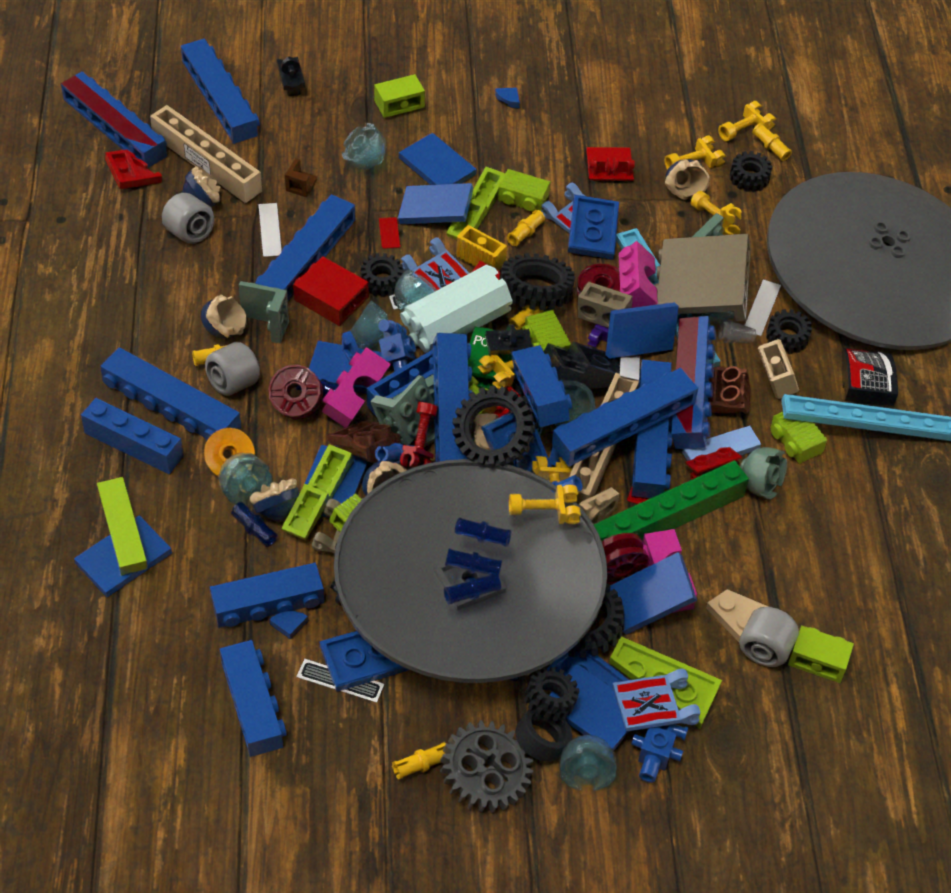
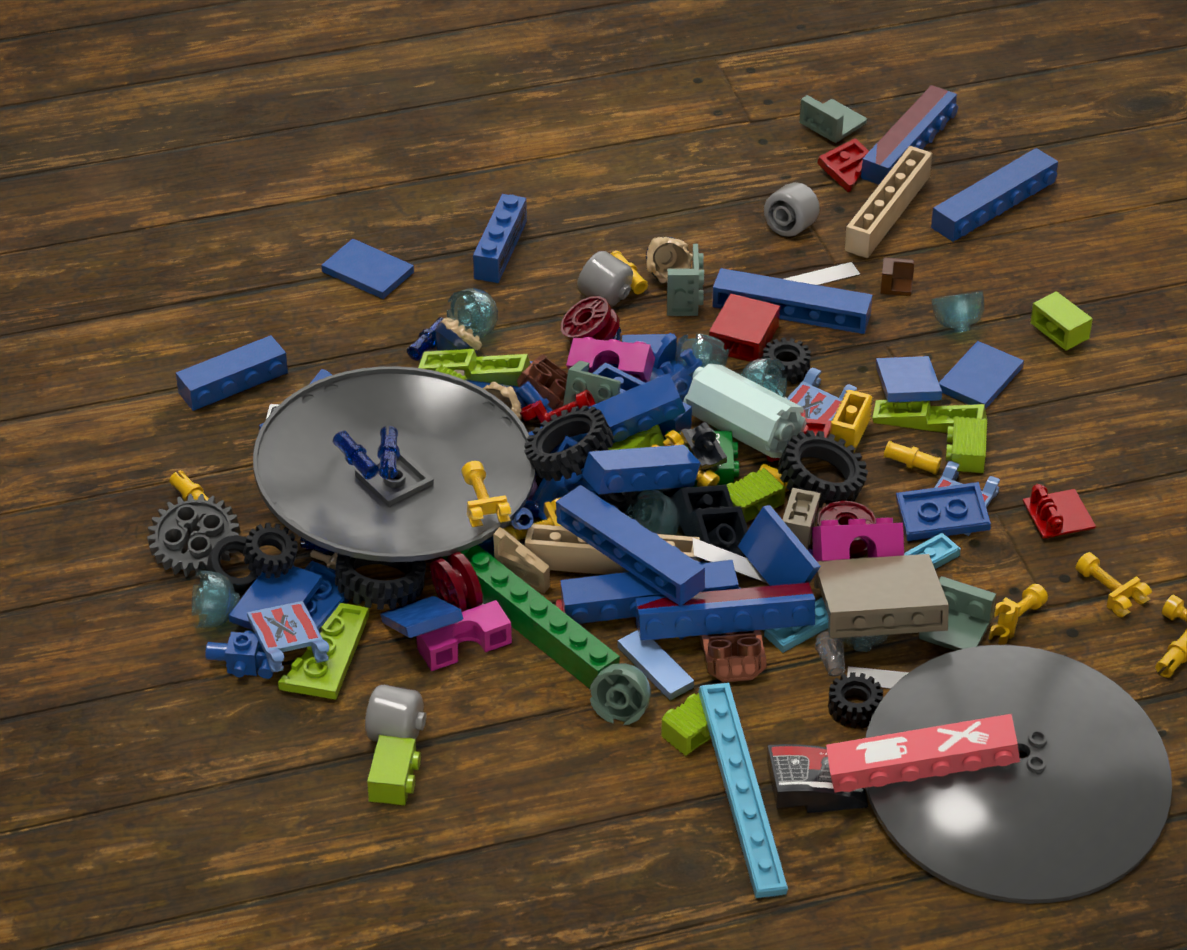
camera: 80 degrees right, 10 degrees down
(63, 163) = (830, 118): none -> sand green bracket
(122, 526) = (400, 247): lime slope -> none
(167, 395) = (557, 253): blue brick -> none
(202, 186) = (839, 208): hair -> none
(225, 439) = (503, 291): light orange dish -> none
(267, 595) = (337, 346): blue brick -> none
(291, 75) = (1050, 234): black hips -> none
(389, 232) = (857, 361): red sticker -> none
(483, 532) = (429, 454): clear blue pin -> none
(508, 95) = (1124, 413): blue tile -> none
(686, 178) = (1058, 573): tan hair -> none
(705, 463) = (628, 653): red hinge -> none
(733, 611) = (438, 699): tan wing -> none
(750, 180) = (1112, 625): black tyre -> none
(778, 368) = (781, 688): tan brick -> none
(890, 294) = (923, 753): none -> coral brick

